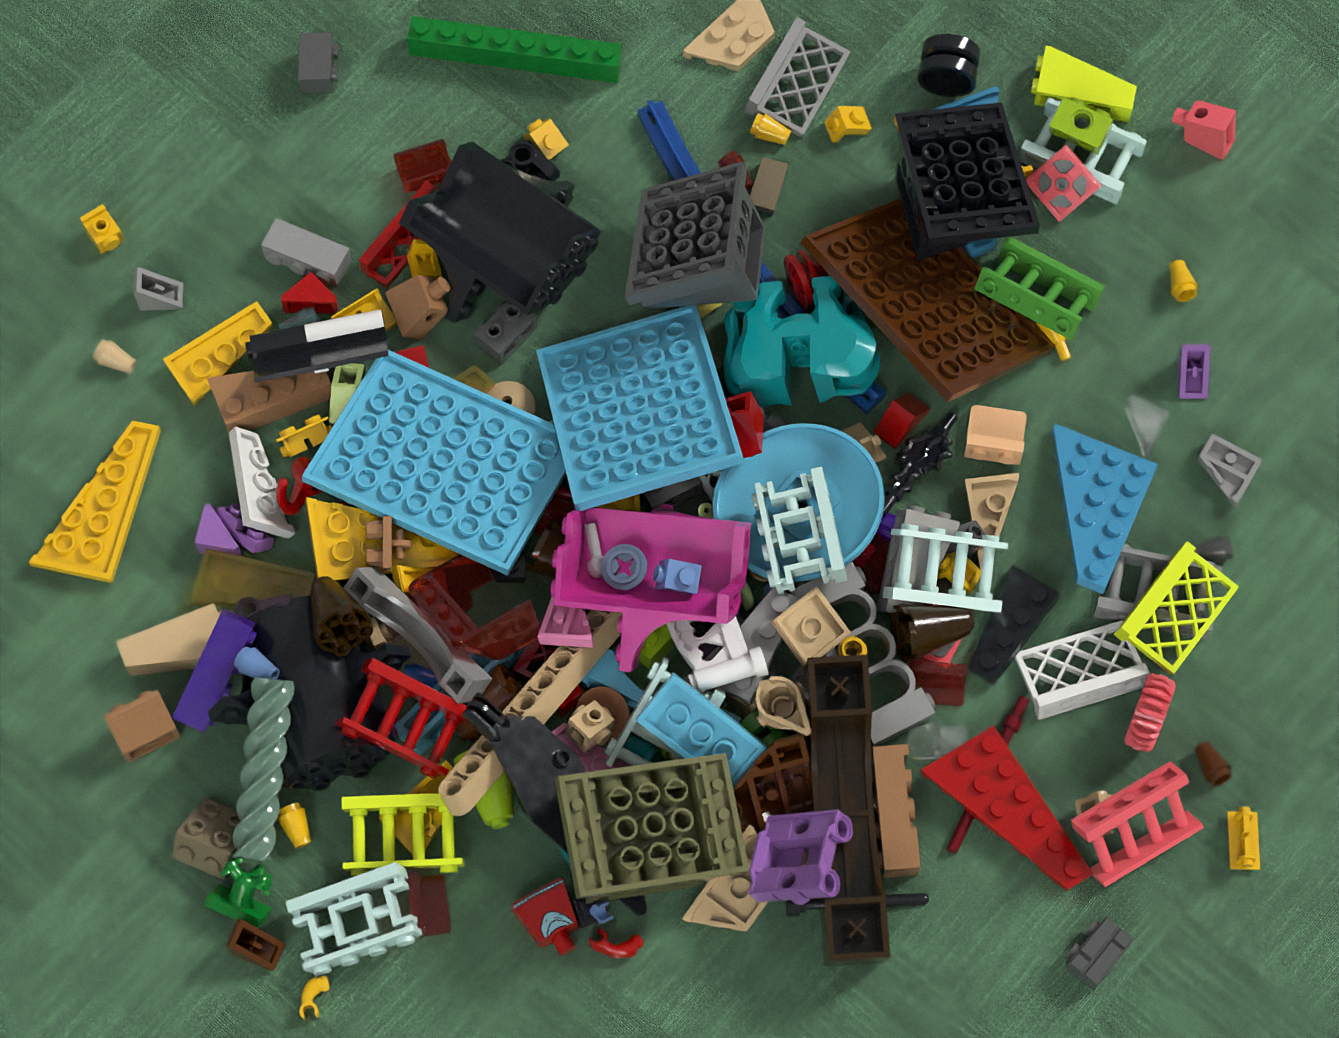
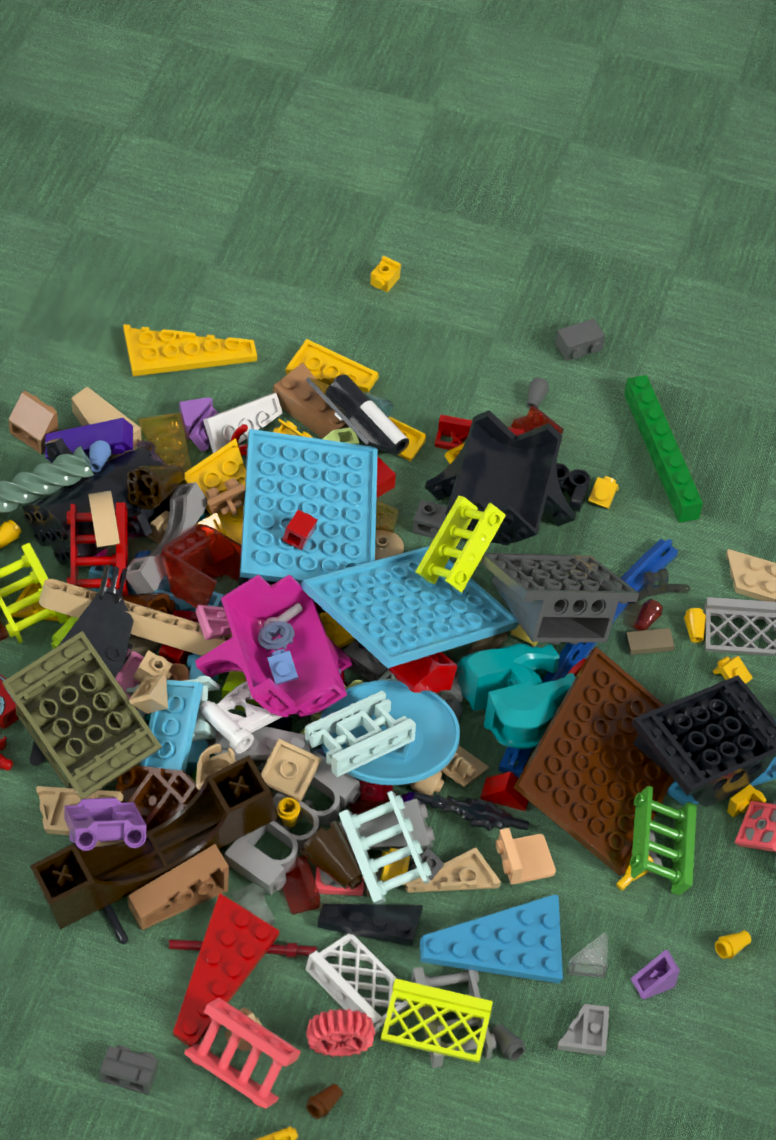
camera: 60 degrees right, 15 degrees down
(112, 356) = (295, 314): tan cone -> none
(156, 291) = (355, 317): light grey slope -> none
(306, 252) = (431, 388): light grey brick -> none
(309, 293) = (401, 399): red slope -> none
(367, 143) = (537, 391): none -> dark grey cone
(381, 689) = (104, 518): none -> tan arch
(418, 304) = (430, 460): medium nougat torso -> none
(479, 479) = (299, 529): none -> red brick
(572, 319) = (448, 537): none -> neon yellow fence
(590, 913) = (15, 726): black piece -> none
(654, 734) = (151, 694): none -> tan slope
(699, 140) = (663, 587): none -> clear smoke piece

